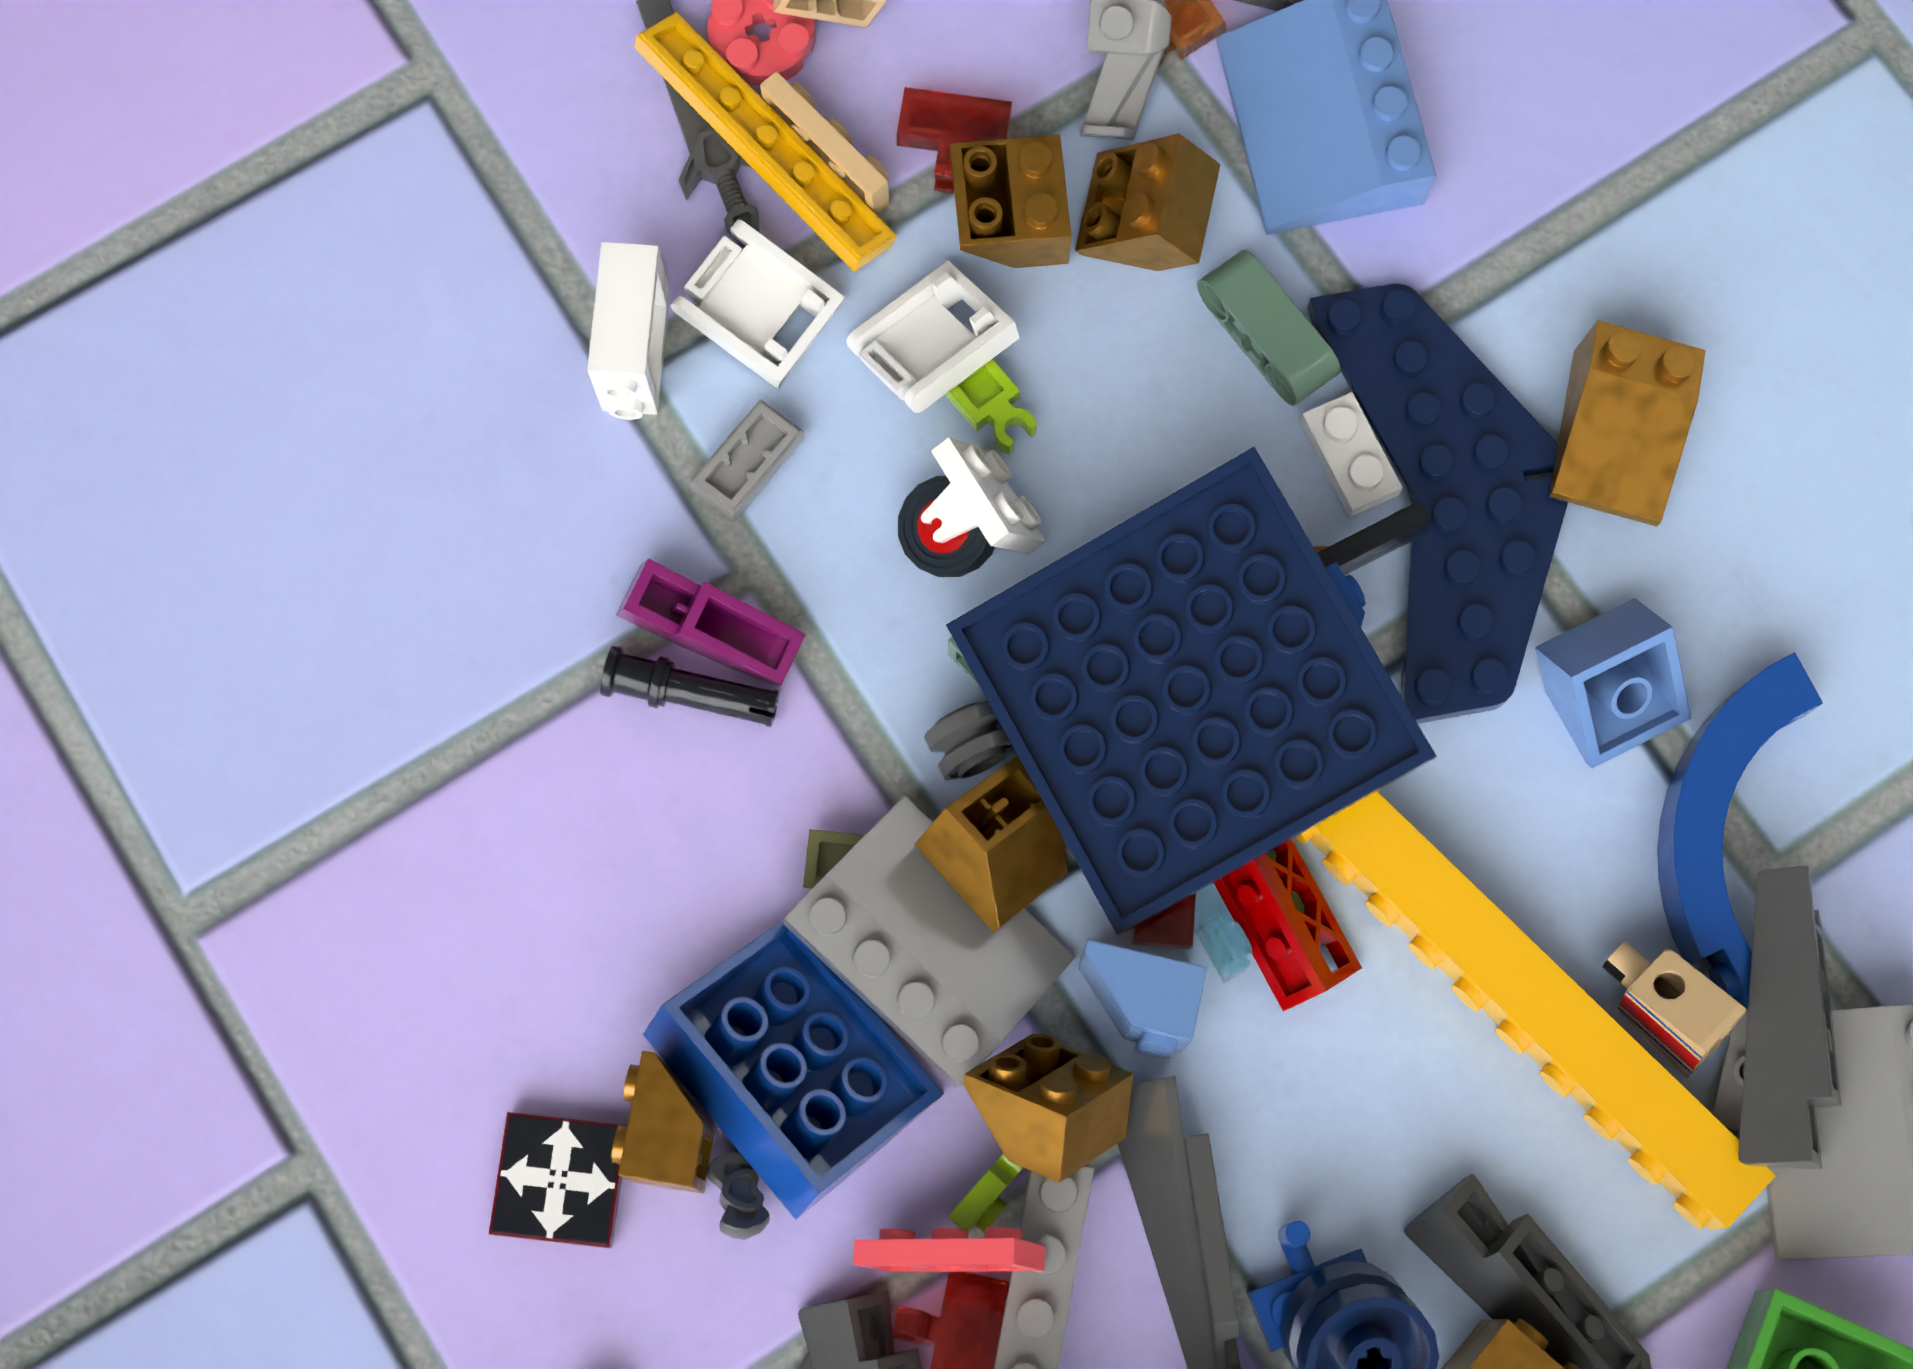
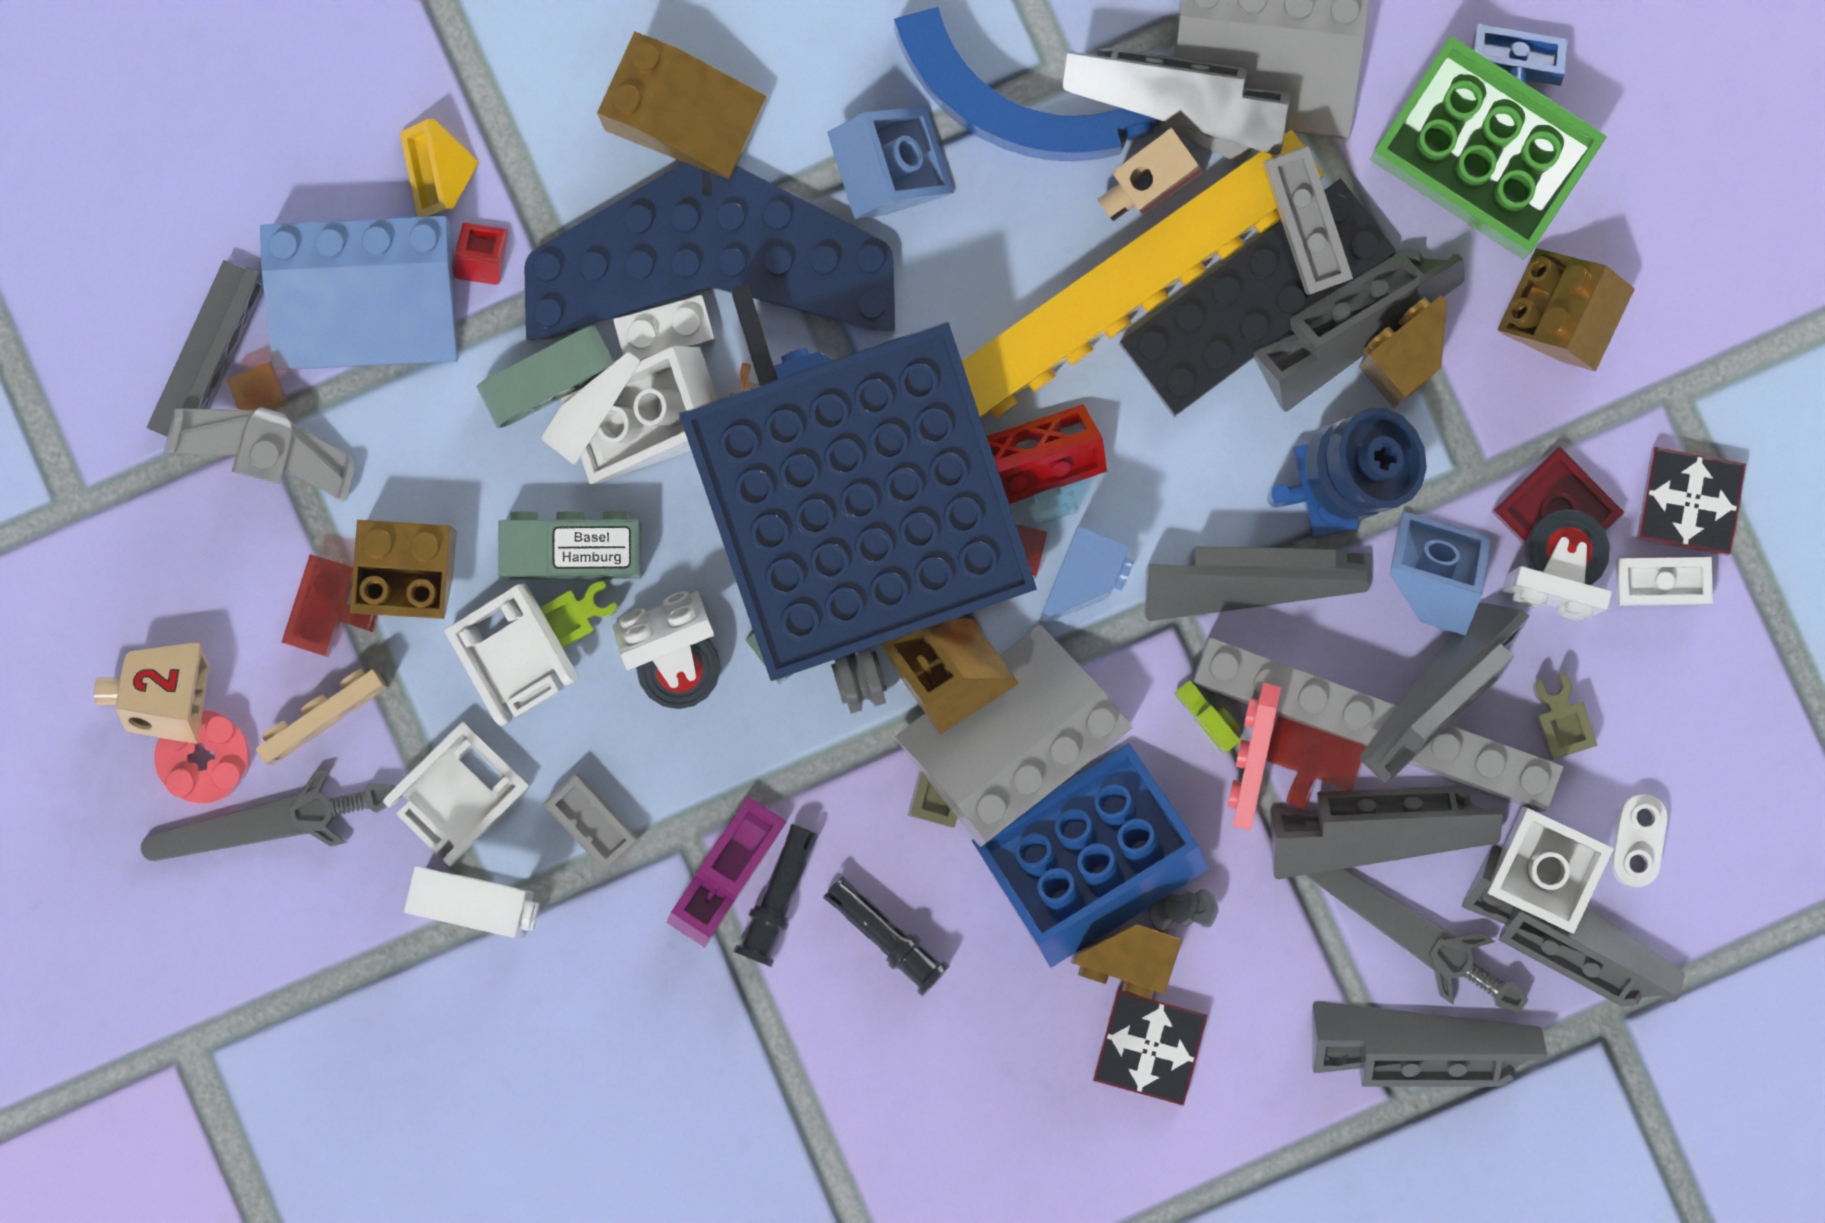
camera: 80 degrees left, 10 degrees up
(642, 847) = (902, 949): none -> black pin
(765, 141) = (308, 768): yellow tile -> none
(1051, 1104) = (1155, 661): pearl gold slope -> none
(1071, 384) = (569, 547): none -> sand green brick
(1149, 204) = (422, 456): pearl gold slope -> none
(1240, 377) = (585, 411): none -> white sticker
(1244, 408) = (645, 417): none -> white slope
(1397, 236) = (480, 253): none -> red slope
(1491, 171) = (435, 167): none -> yellow slope
(1543, 1162) = (1243, 307): none -> black plate
(1664, 1213) = (1307, 220): none -> light grey plate

